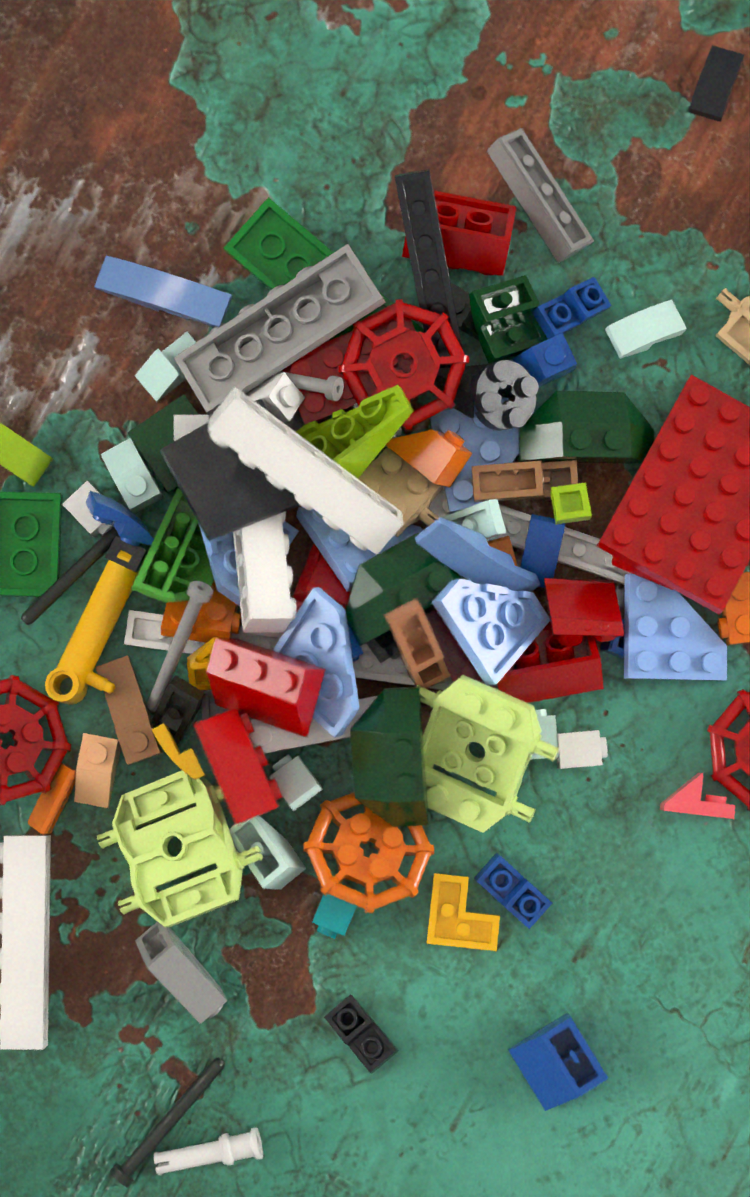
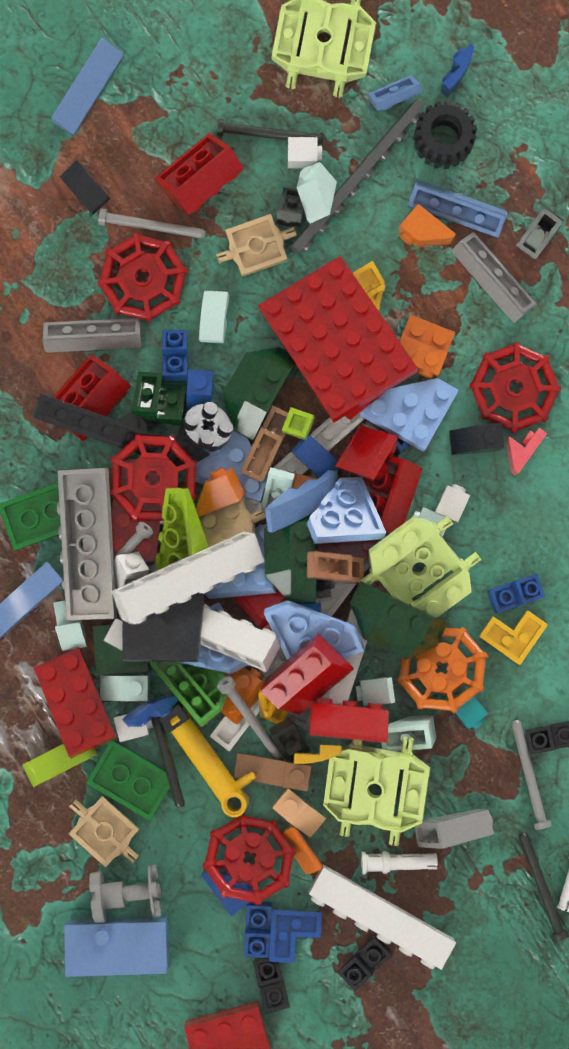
camera: 65 degrees left, 0 degrees up
(80, 424) = (75, 702): none -> red plate
(94, 911) = (386, 862): none -> white pin
(248, 1076) = (530, 777): none -> light grey bar
(627, 222) = (129, 272): none -> red plate
(677, 736) = (477, 439): none -> black slope
(693, 129) = (105, 217): none -> light grey bar

